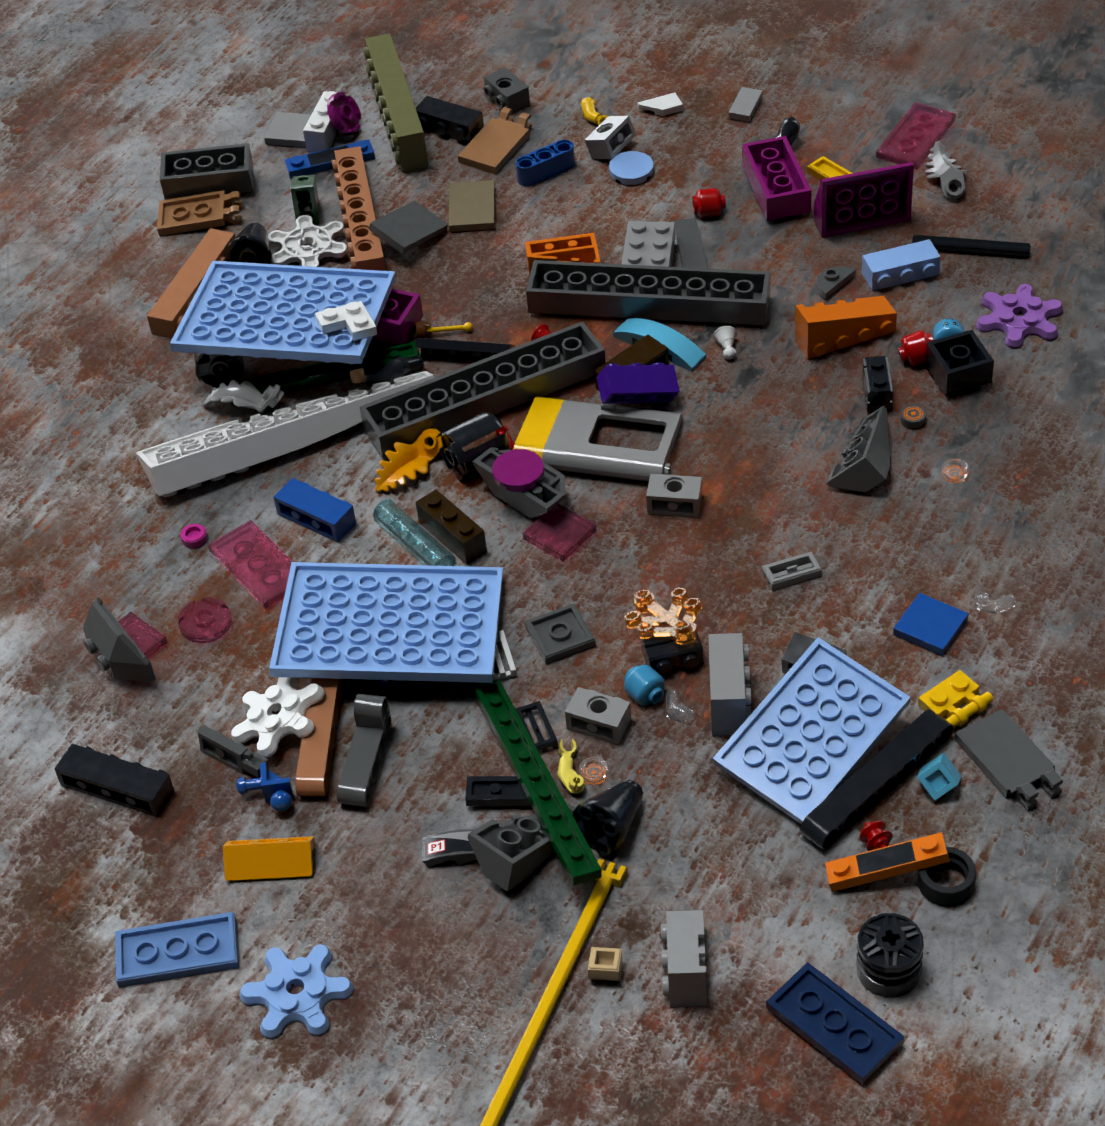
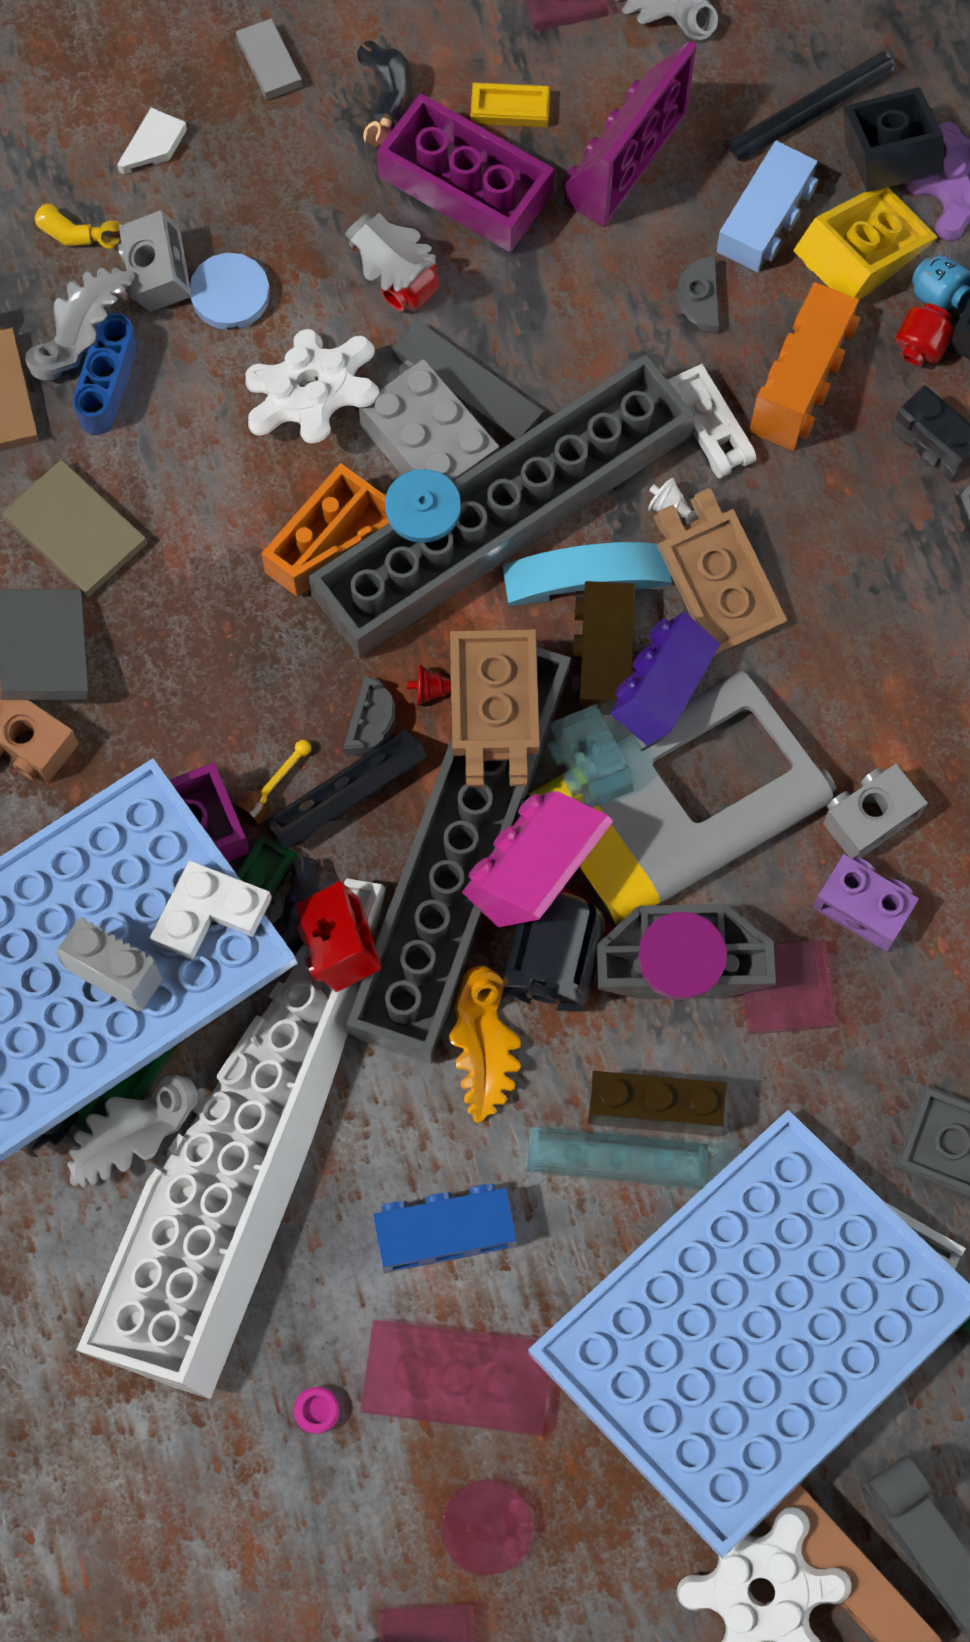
camera: 50 degrees left, 25 degrees up
(289, 308) = (110, 964): none -> light grey brick
(391, 374) = (337, 937): none -> red brick
(499, 396) = (535, 858): none -> dark pink slope
(505, 332) = (372, 719): none -> dark grey plate
(551, 340) = (494, 700): none -> medium nougat tile
(556, 133) = (76, 322): none -> light grey plant
(572, 391) = (590, 756): none -> clear light blue brick
(608, 263) = (422, 505): none -> dark azure piece
(622, 207) = (316, 401): none -> white plate
(630, 522) = (866, 901): none -> medium lavender brick
(708, 177) = (389, 251): none -> light grey plant
(711, 373) = (718, 573): none -> medium nougat tile
(779, 323) = (713, 421): none -> white plate
(926, 300) = (863, 242): none -> yellow slope
(986, 269) = (893, 139): none -> black brick

